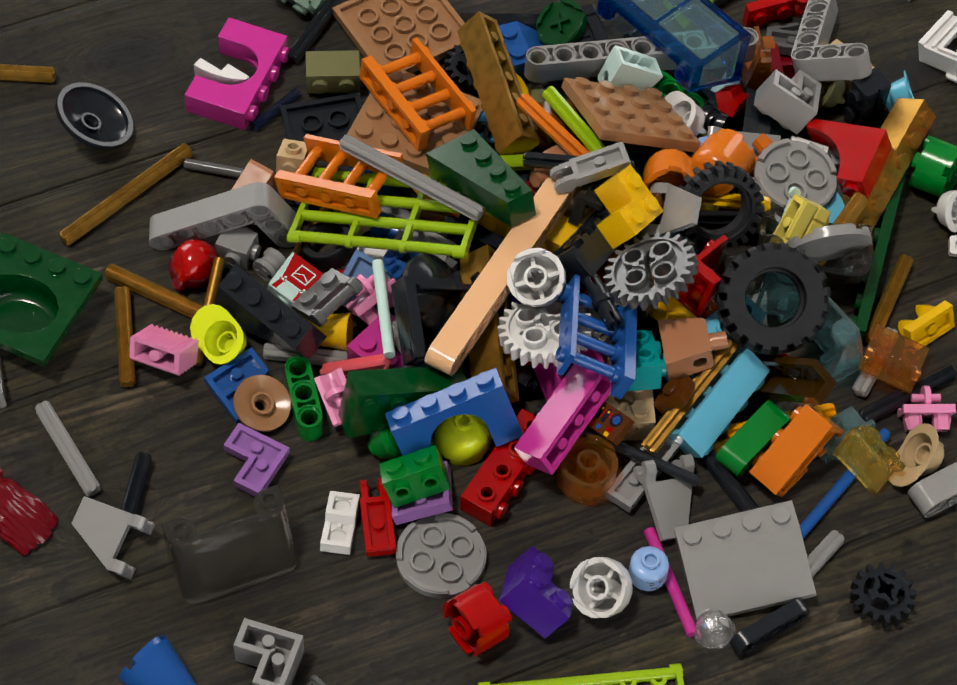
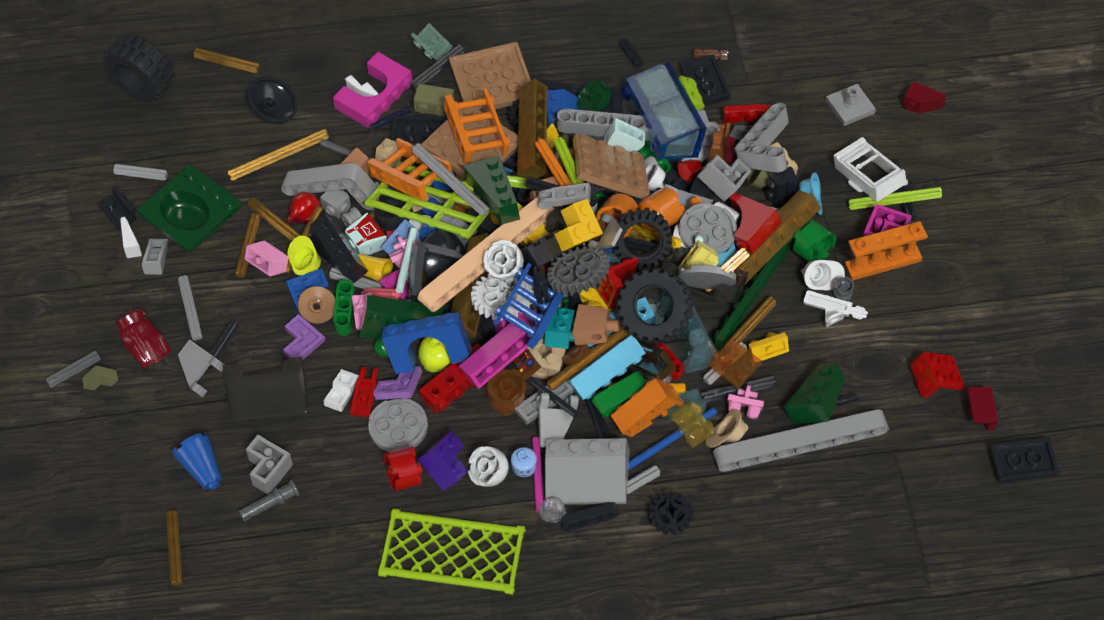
camera: 20 degrees right, 0 degrees up
(326, 296) = (375, 245): dark grey plate -> none
(413, 474) = (393, 371): green brick -> none

